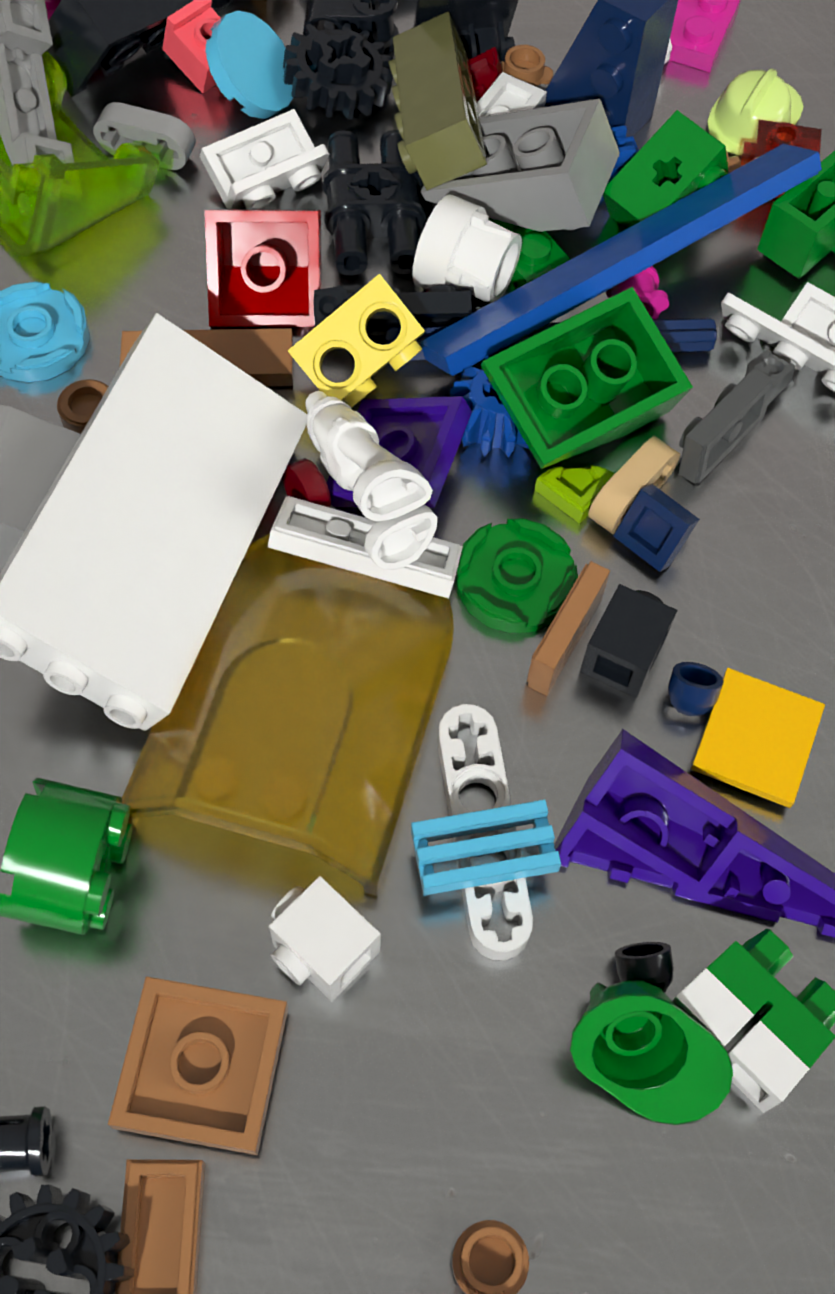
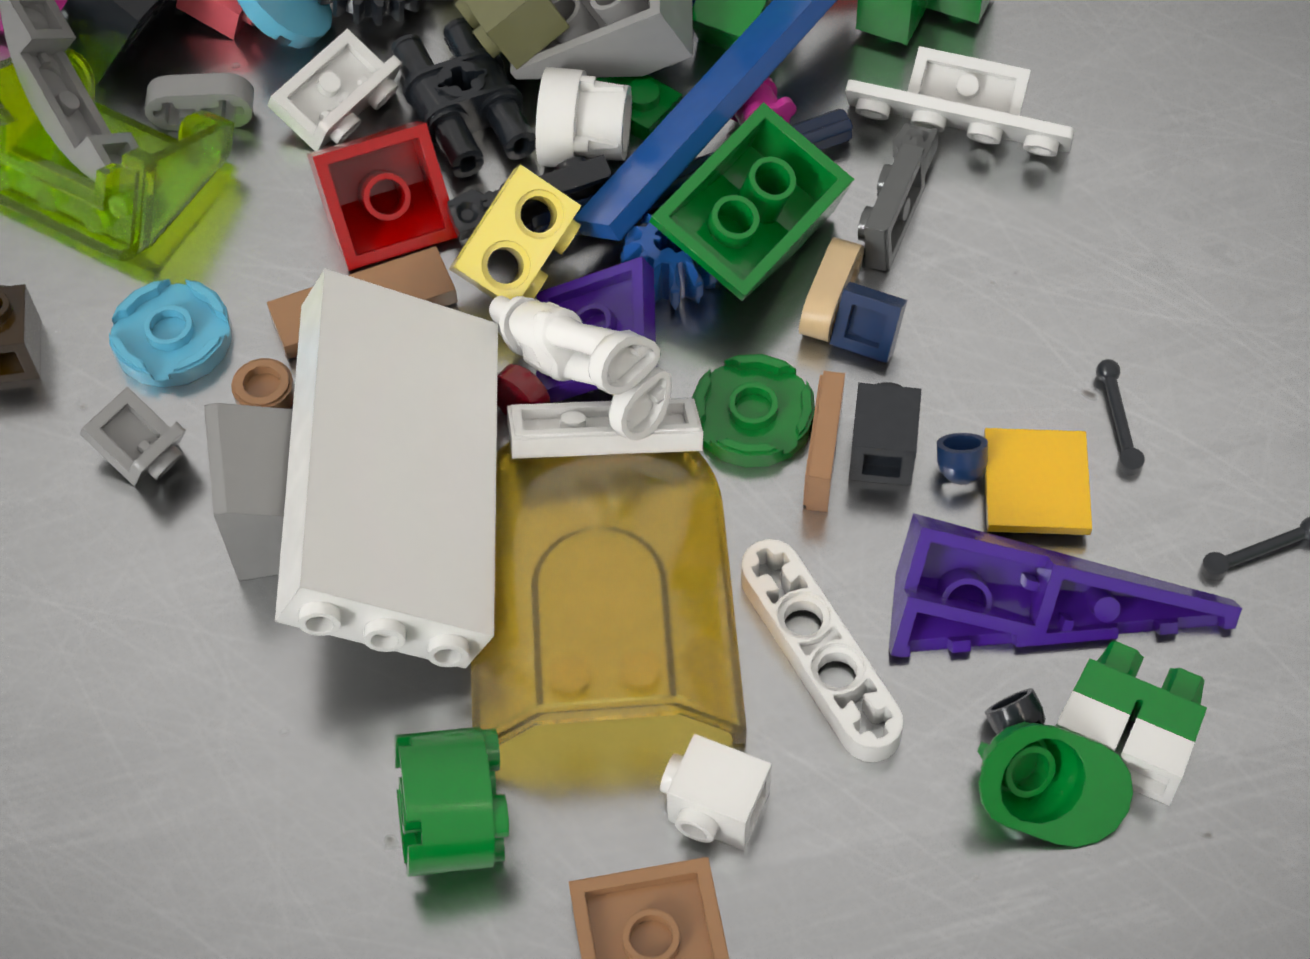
camera: 15 degrees left, 5 degrees down
(478, 822) = (817, 639): medium azure tile -> none
(573, 488) = (775, 312): lime tile -> none

